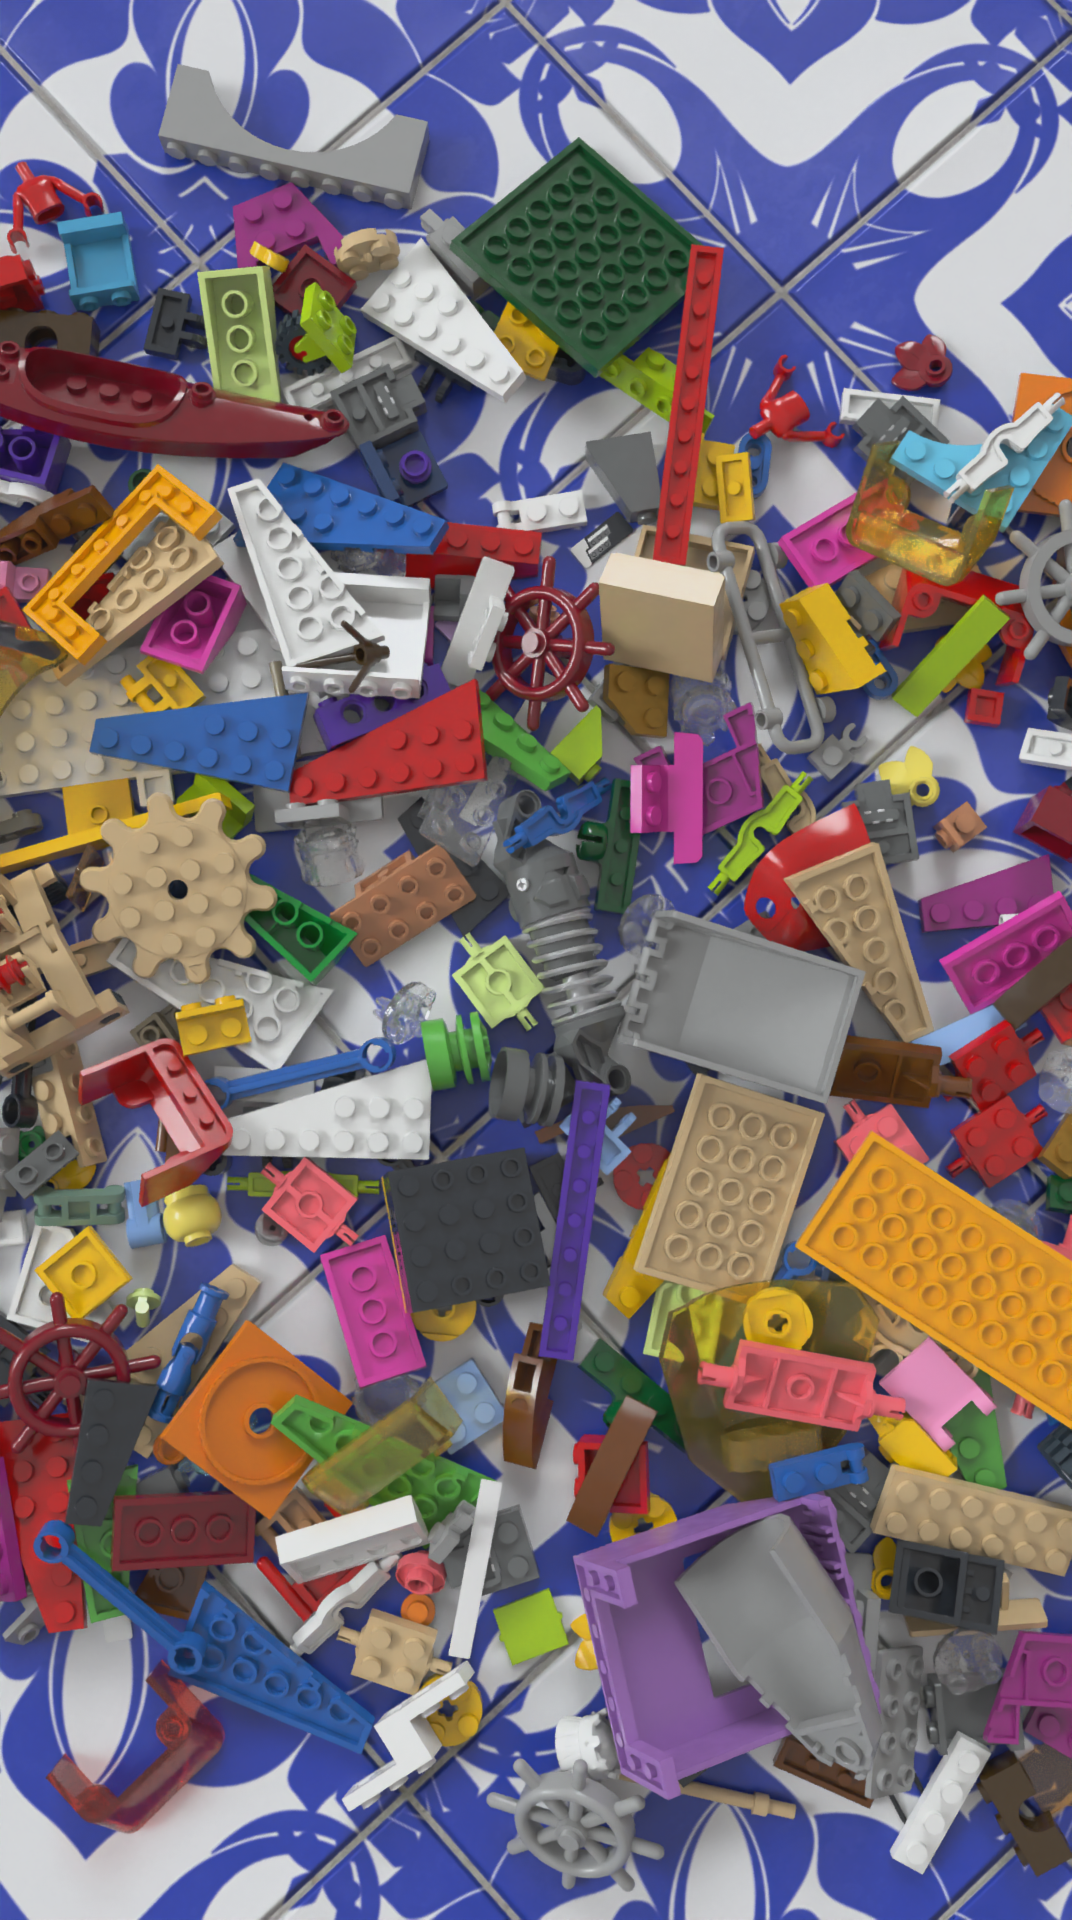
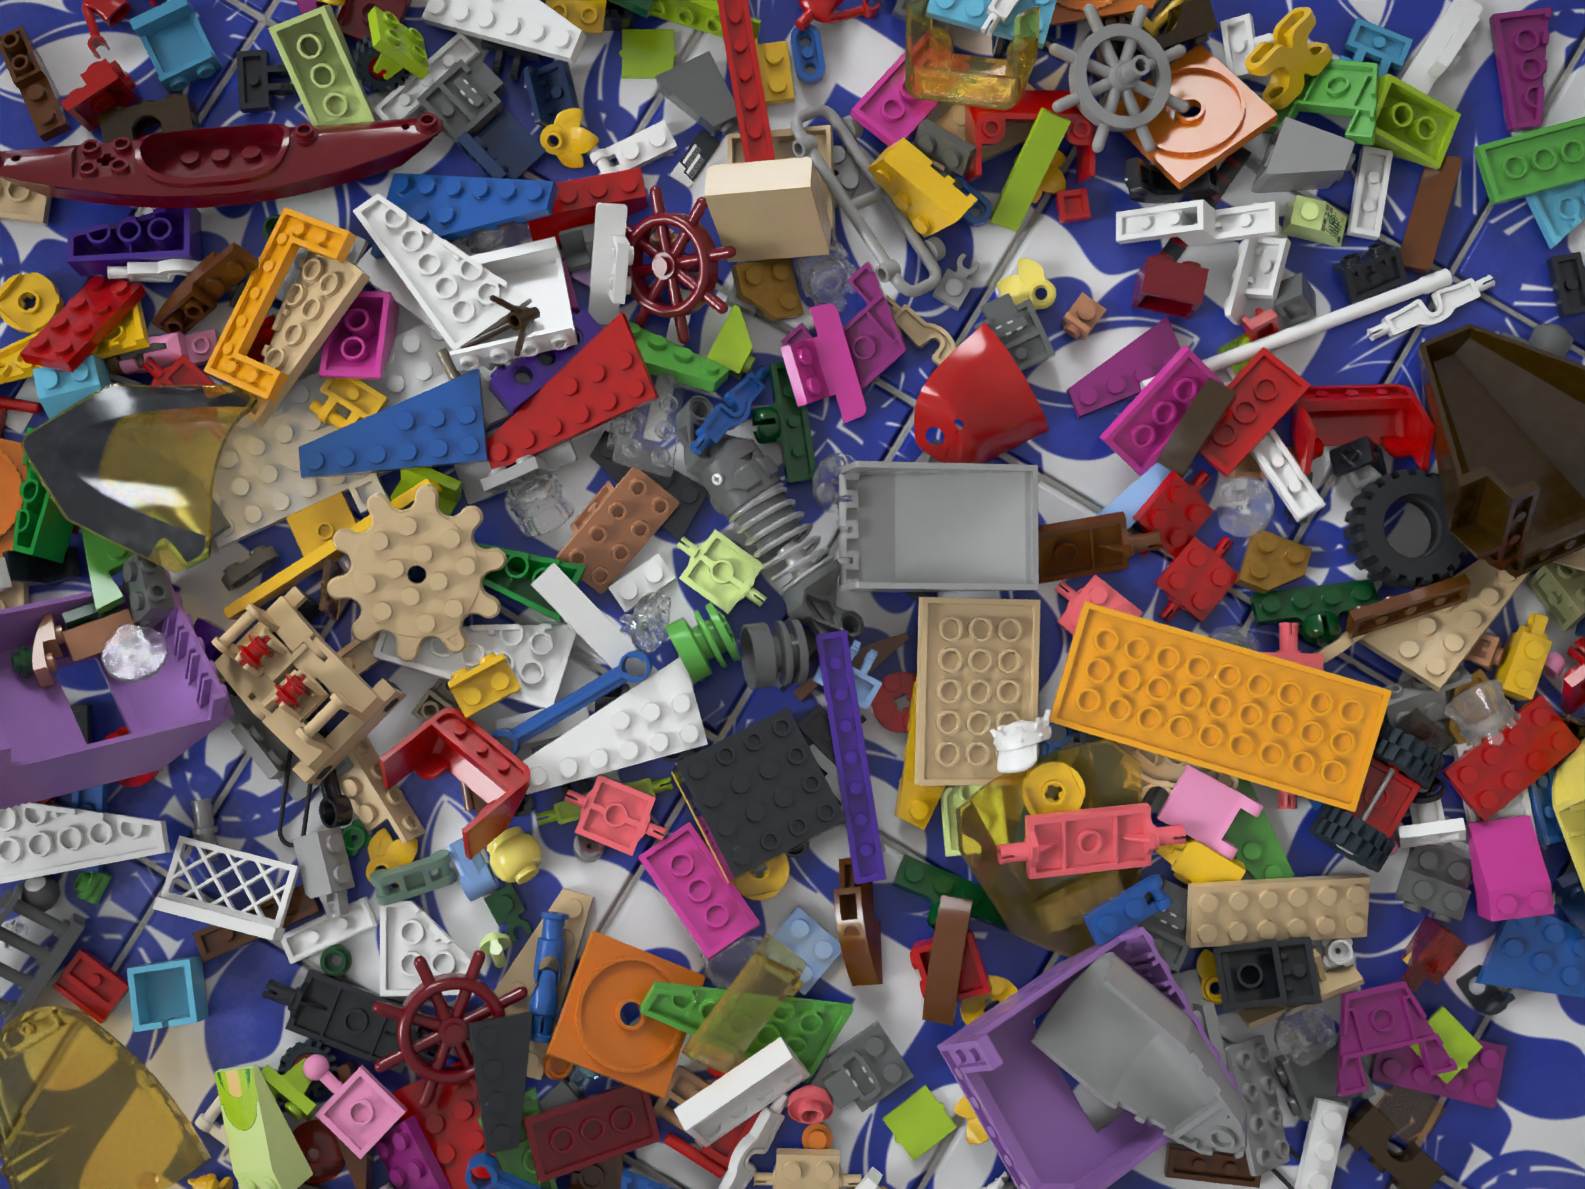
camera: 15 degrees left, 0 degrees up
(41, 1164) = (369, 851): dark grey hinge -> none
(84, 1273) = (436, 934): yellow plate -> none
(167, 1265) = (506, 907): none -> dark green plate
(342, 992) = (588, 621): none -> white tile
(412, 966) = (646, 578): none -> white plate
(415, 467) = (512, 142): dark purple plate -> none
(446, 1535) = (822, 1063): light grey plate -> none
(472, 429) = (550, 91): none -> dark blue bracket
(475, 1568) = (856, 1085): white sticker -> none
(479, 481) = (572, 138): none -> yellow plate
(585, 414) = (647, 52): none -> lime piece
(735, 487) = (798, 78): yellow plate -> none
(757, 1260) = (1019, 743): none -> white hair
(772, 820) = (917, 359): lime piece -> none
(861, 921) = (1022, 424): tan wing -> none
(1035, 1589) = (1345, 956): none -> white plate

